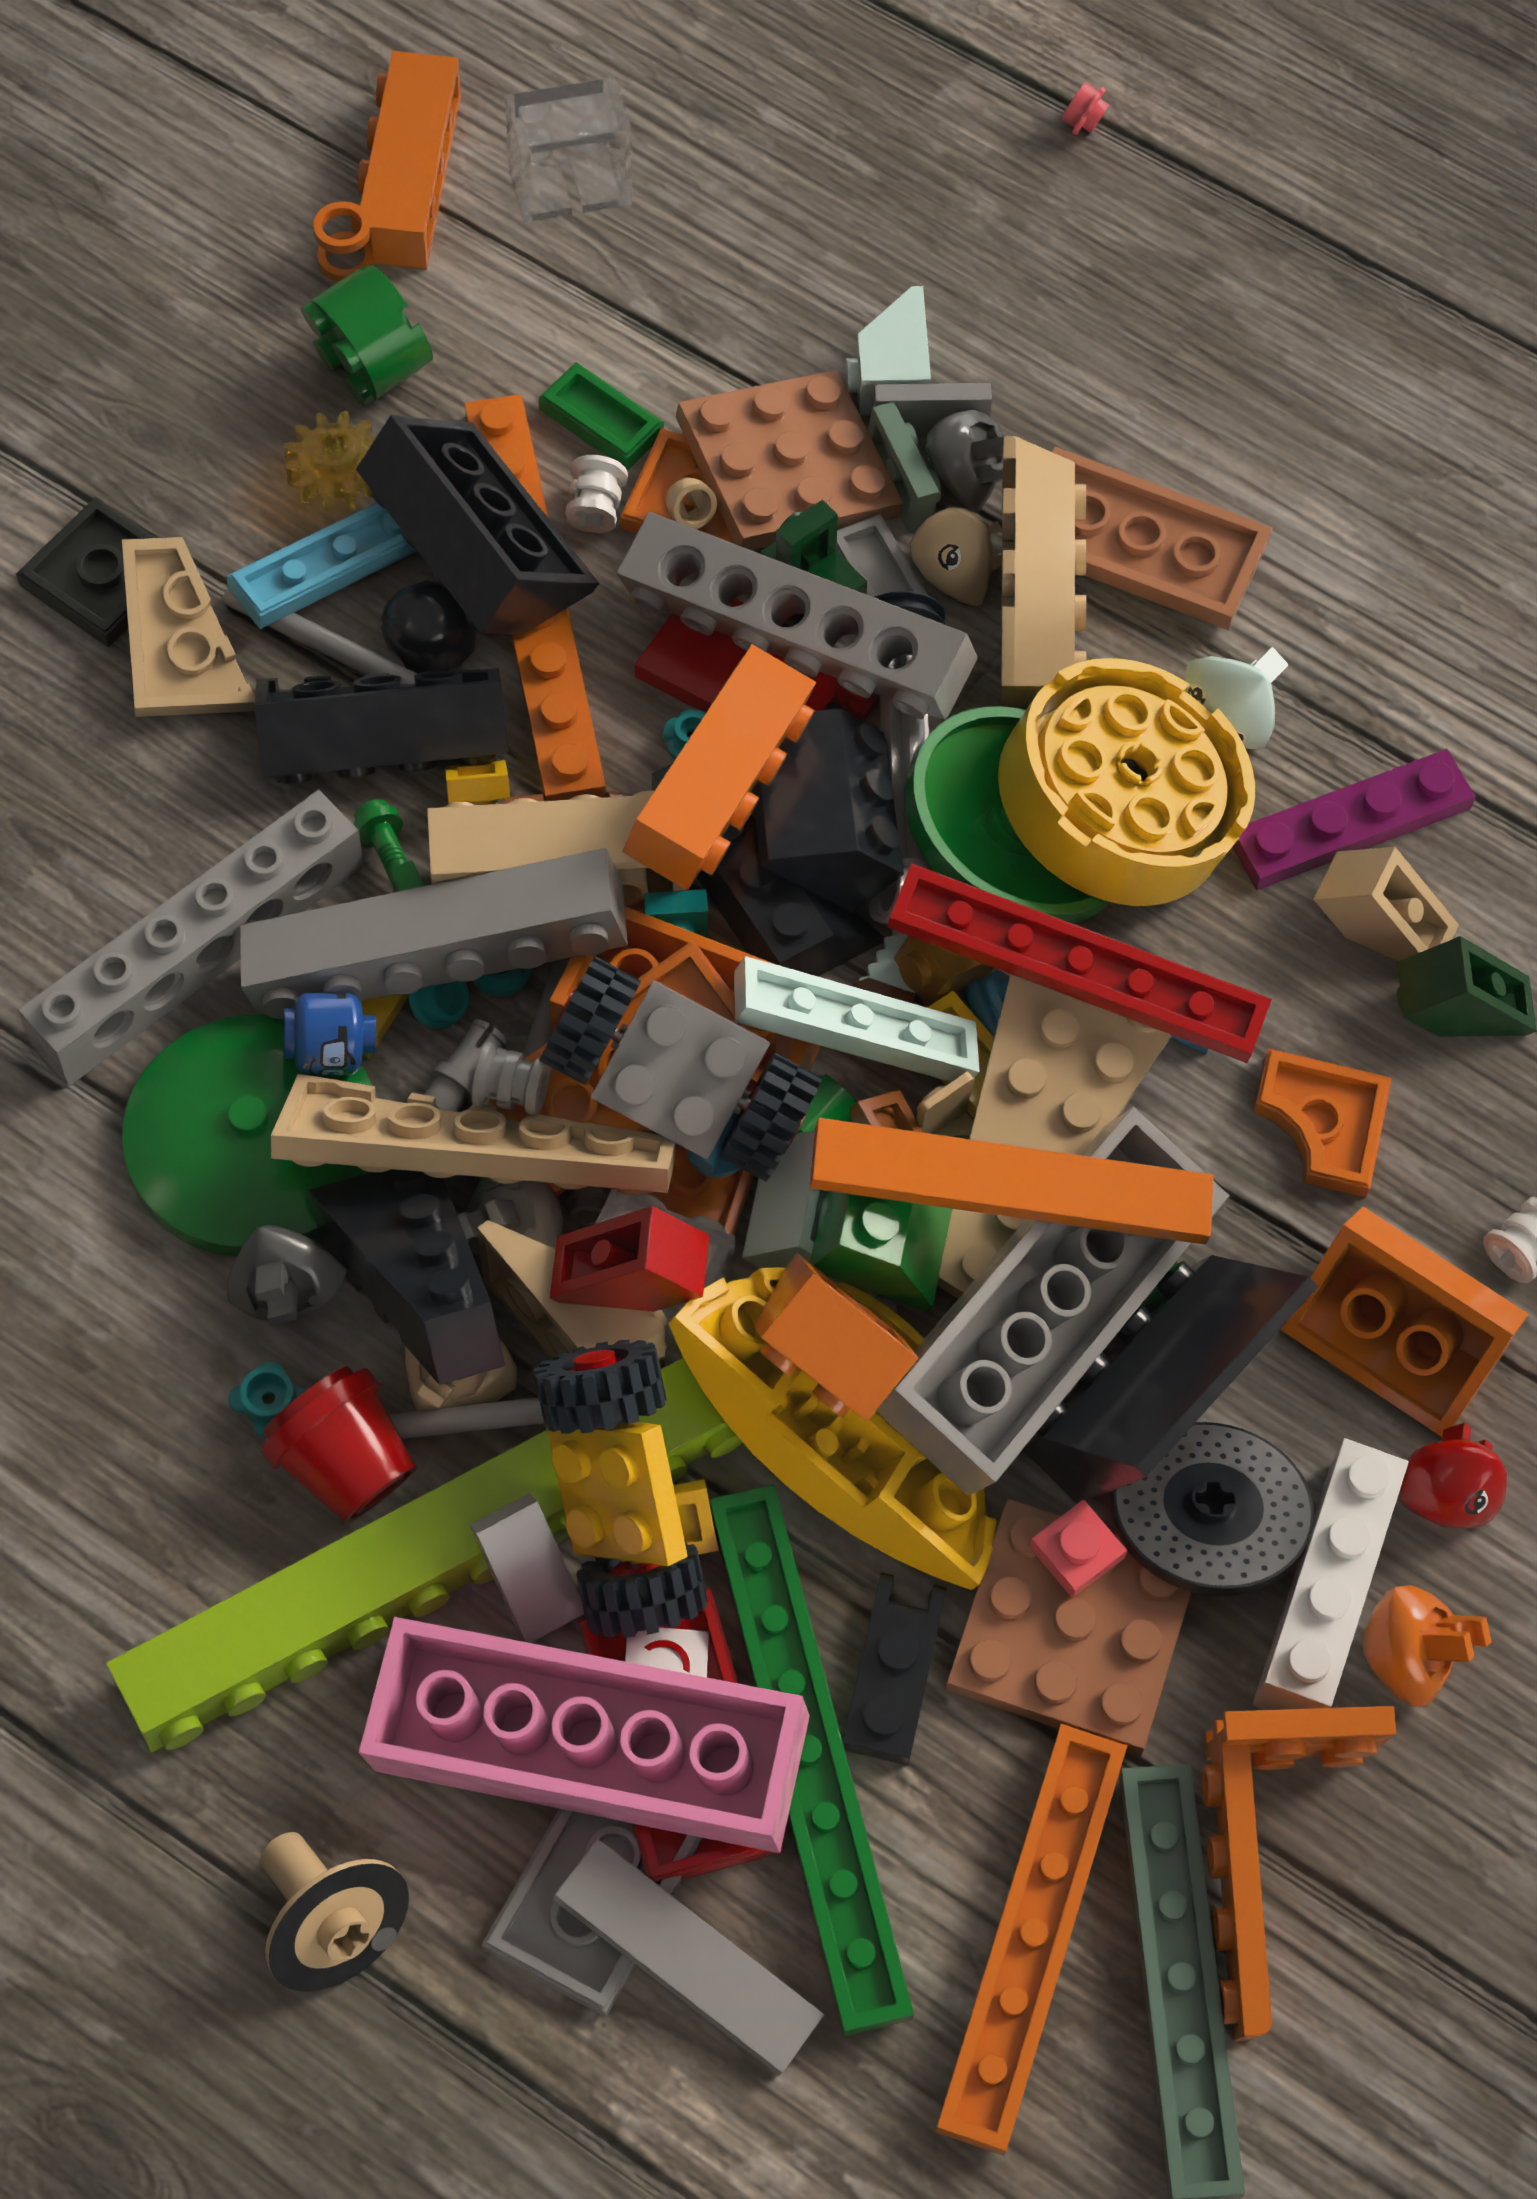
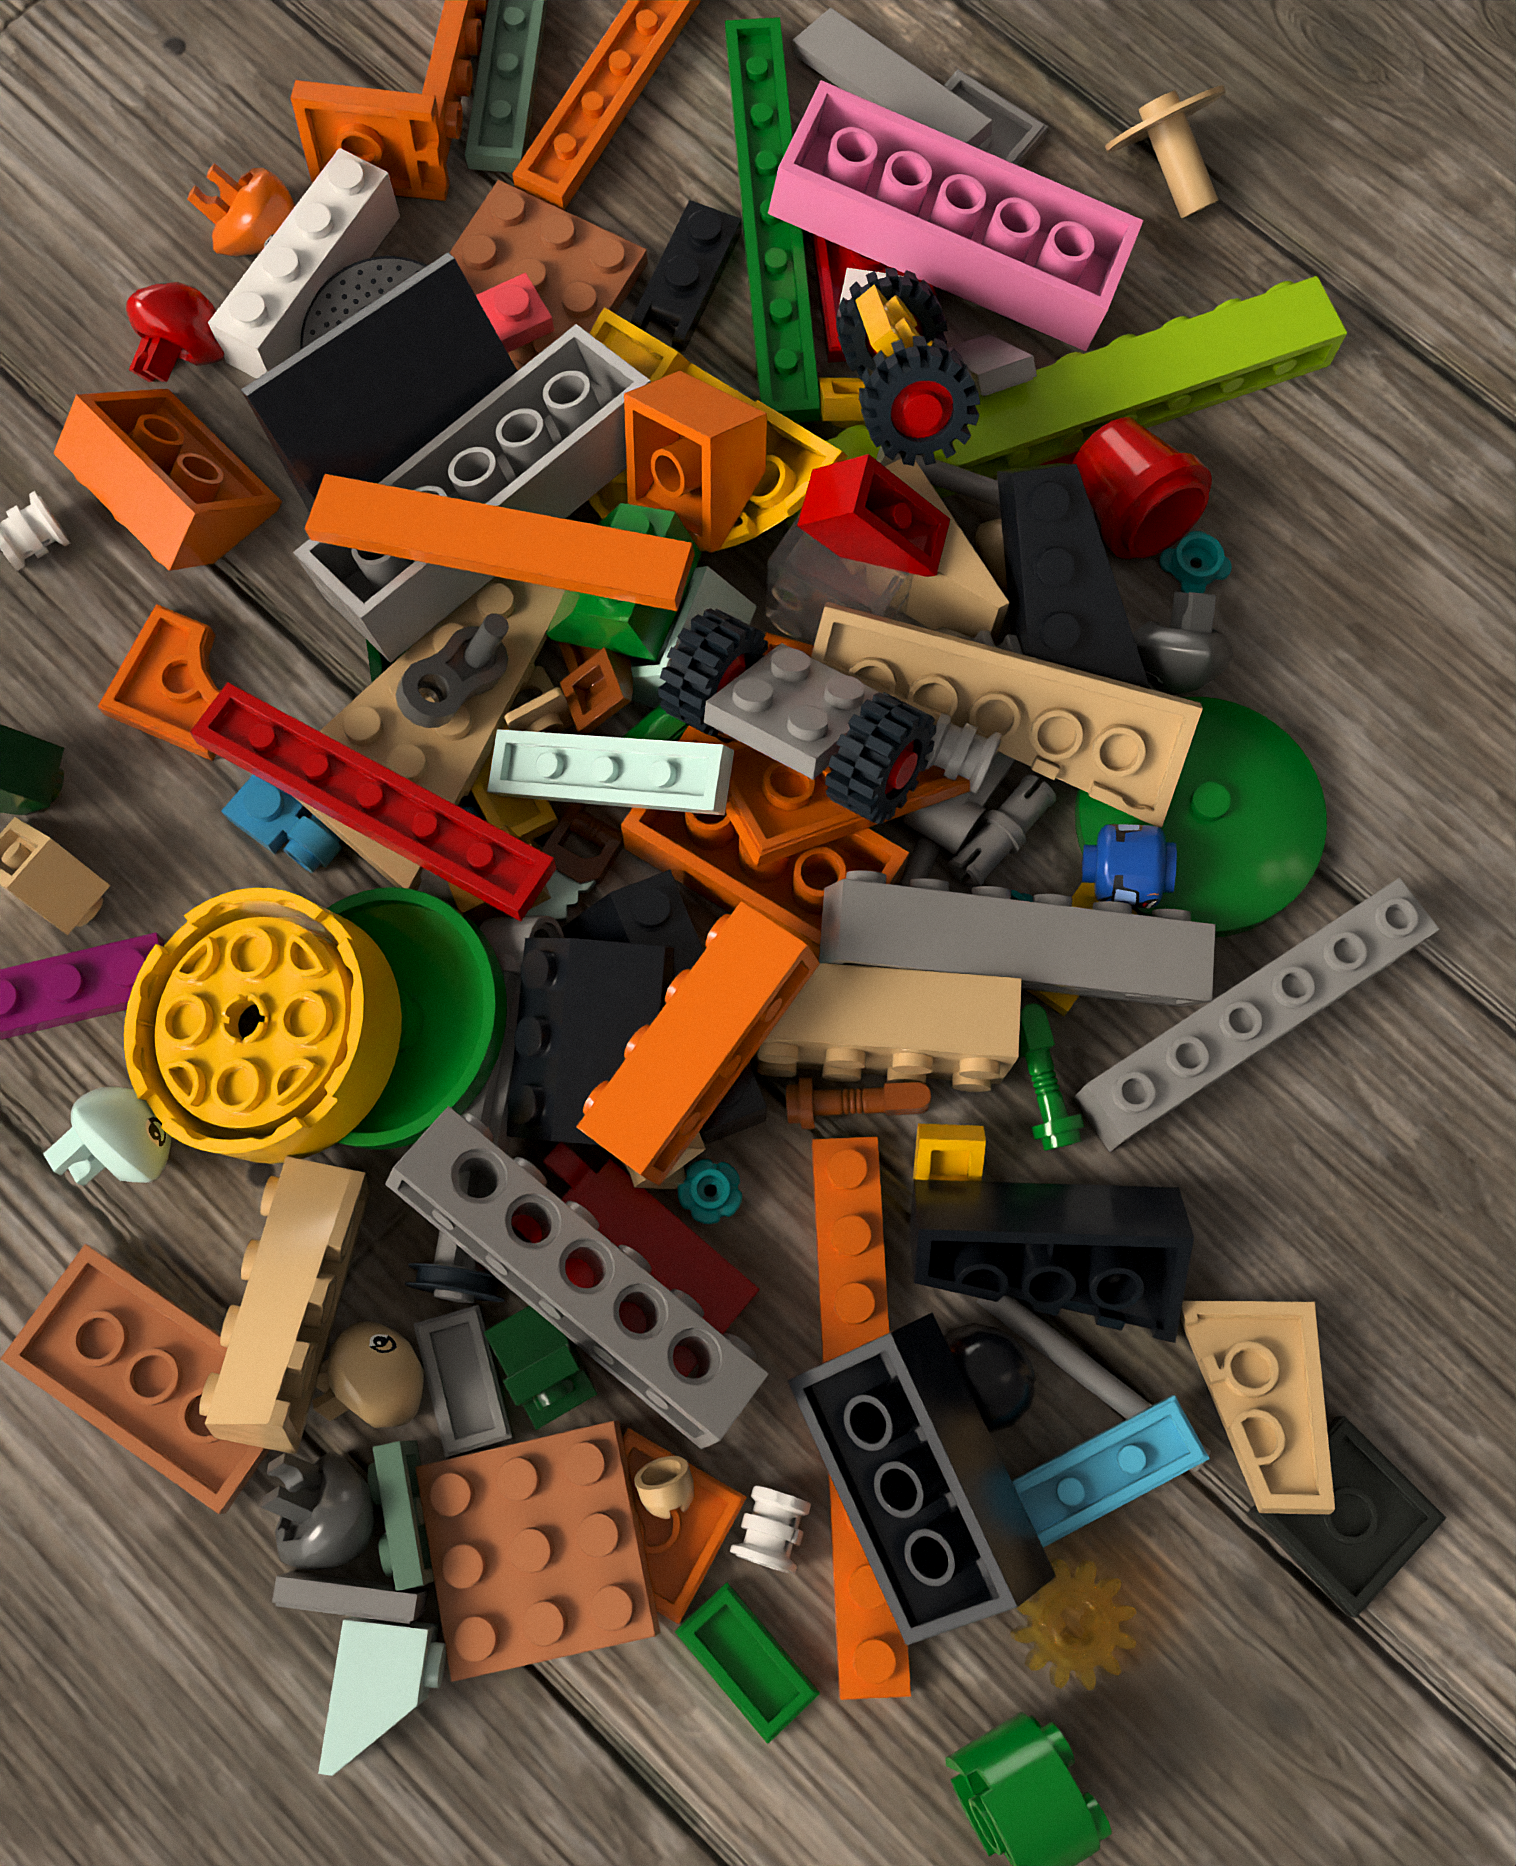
camera: 170 degrees left, 10 degrees up
(1030, 1106) = (460, 670): none -> dark grey piece

